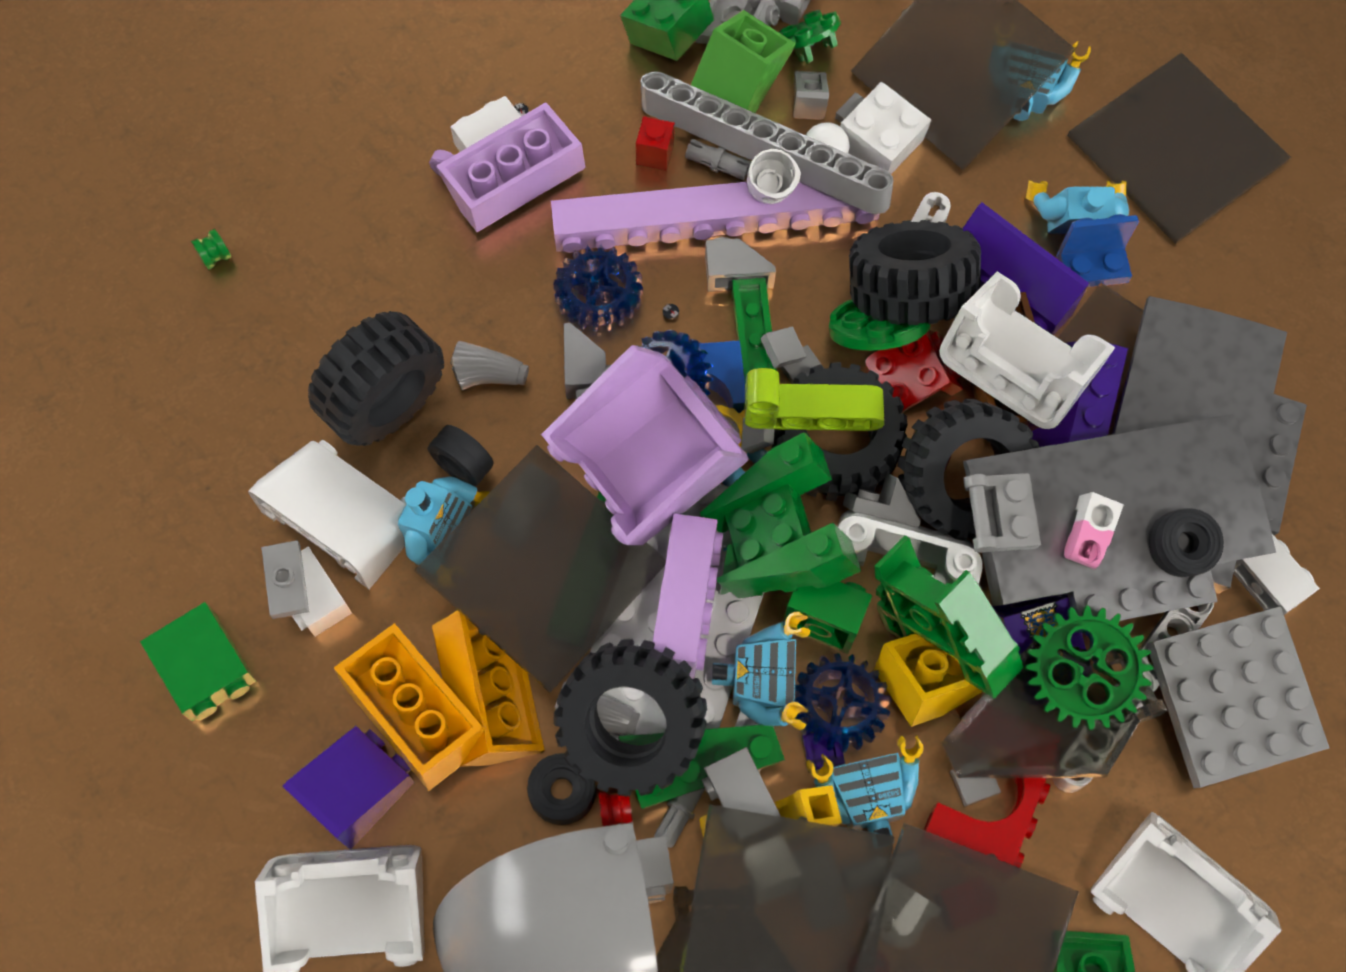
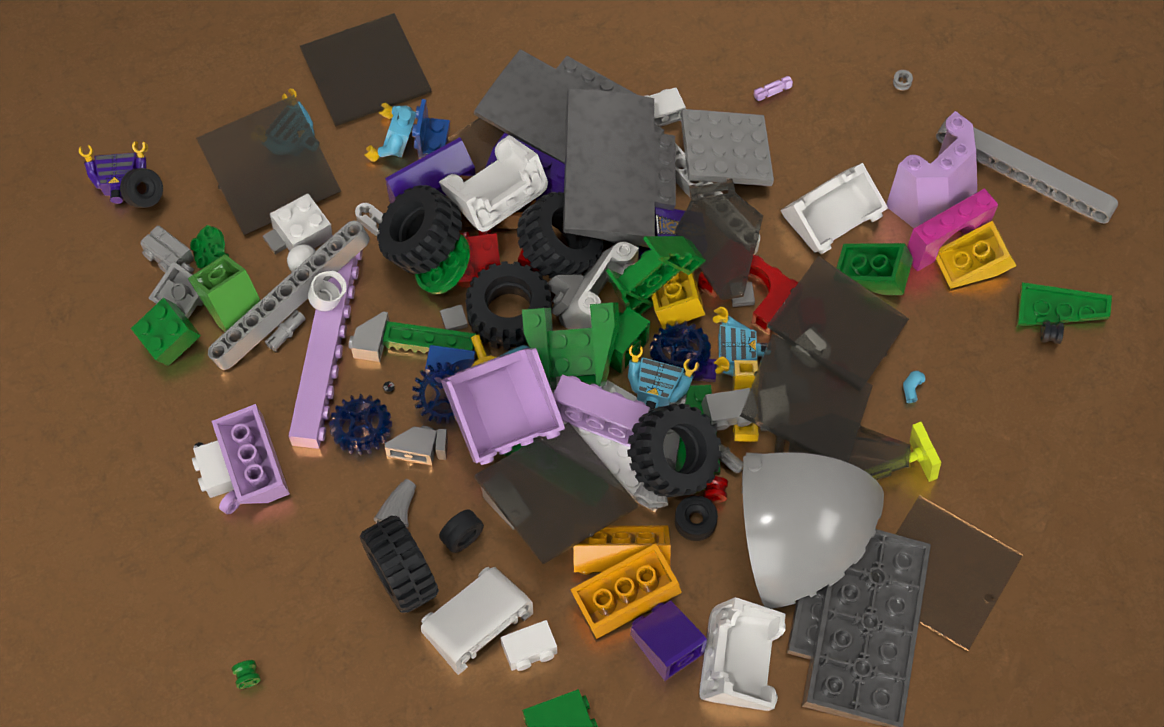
camera: 75 degrees left, 5 degrees down
(285, 579) = (522, 653): light grey plate -> none
(434, 513) = (502, 555): medium azure torso -> none
(655, 143) = (262, 364): red brick -> none
(756, 439) = (497, 346): light grey tile -> none
(783, 347) = (441, 322): light grey tile -> none
(810, 95) = (257, 259): light grey slope -> none
(810, 405) = (493, 321): lime beam -> none
(1012, 509) = (603, 213): light grey plate -> none
(1092, 529) = (625, 177): leg -> none
(1104, 637) = (687, 193): green gear -> none
(1206, 537) = (637, 145): black tyre -> none

